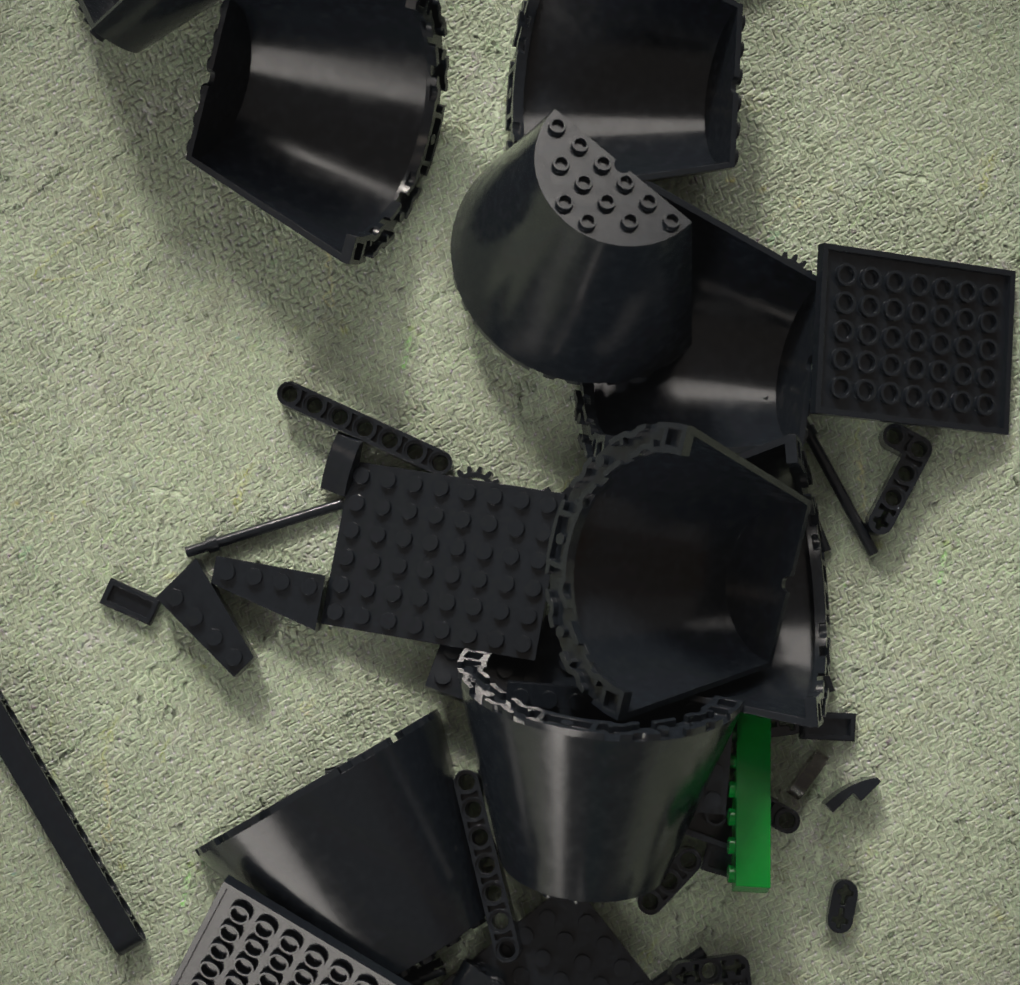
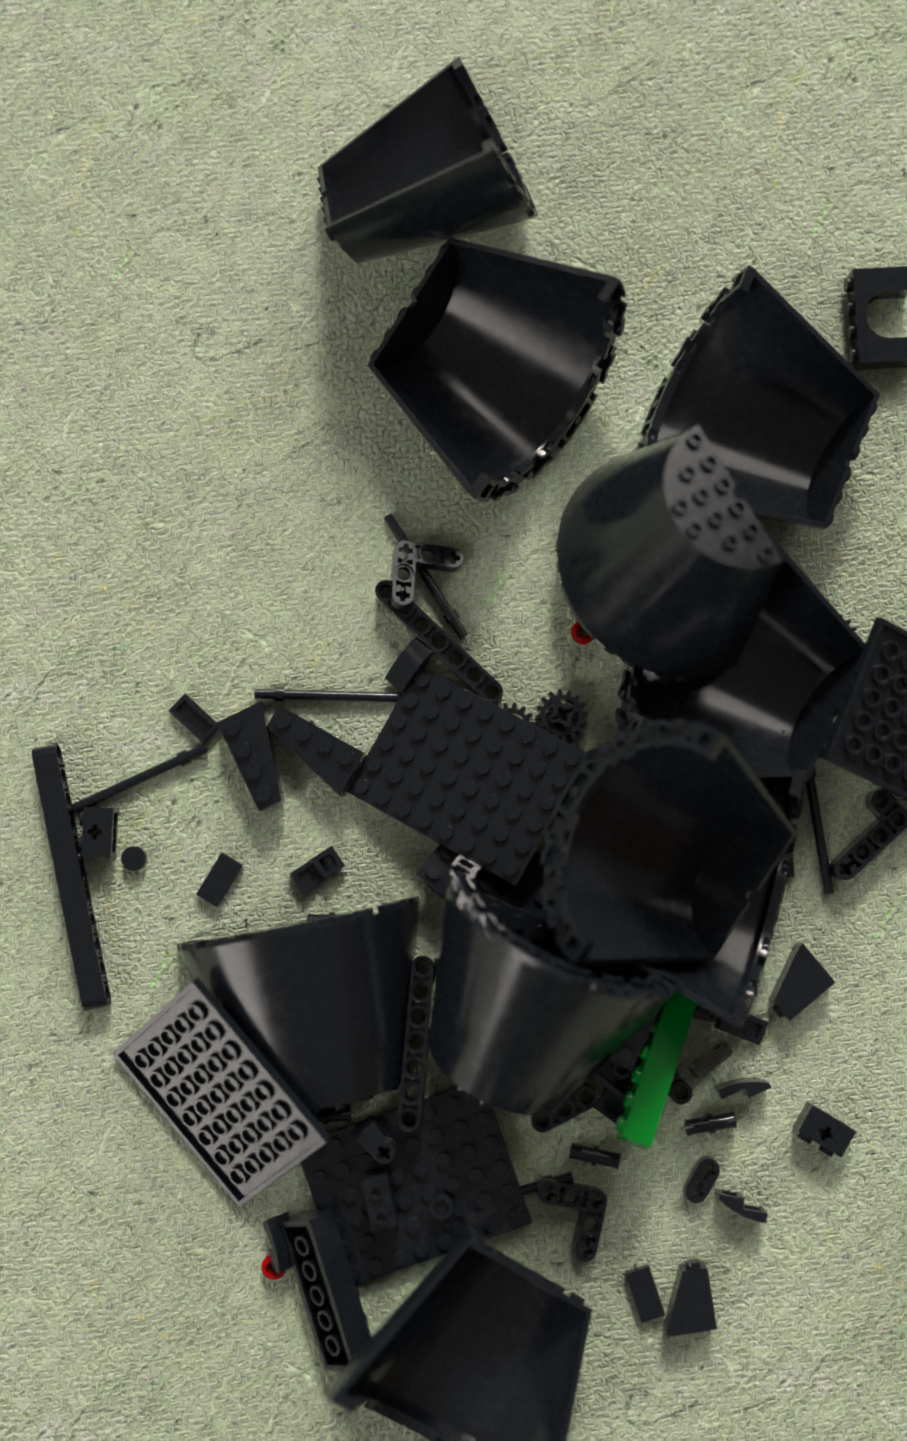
camera: 15 degrees right, 0 degrees up
(69, 744) = (102, 819): none -> black brick
(117, 774) = (134, 858): none -> black tile
(132, 649) = (183, 758): none -> black bar
(217, 765) = (219, 879): none -> black tile
(310, 349) = (414, 560): none -> black beam
(318, 718) = (317, 870): none -> black slope
(368, 396) = (450, 615): none -> black bar
(512, 373) = (577, 638): none -> red plate
(535, 475) = (556, 705): none -> black gear
(719, 920) = (594, 1155): none -> black pin
(830, 842) = (710, 1123): none -> black pin
(874, 660) = (799, 983): none -> black slope
(885, 917) = (736, 1203): none -> black slope
(969, 805) = (837, 1136): none -> black brick

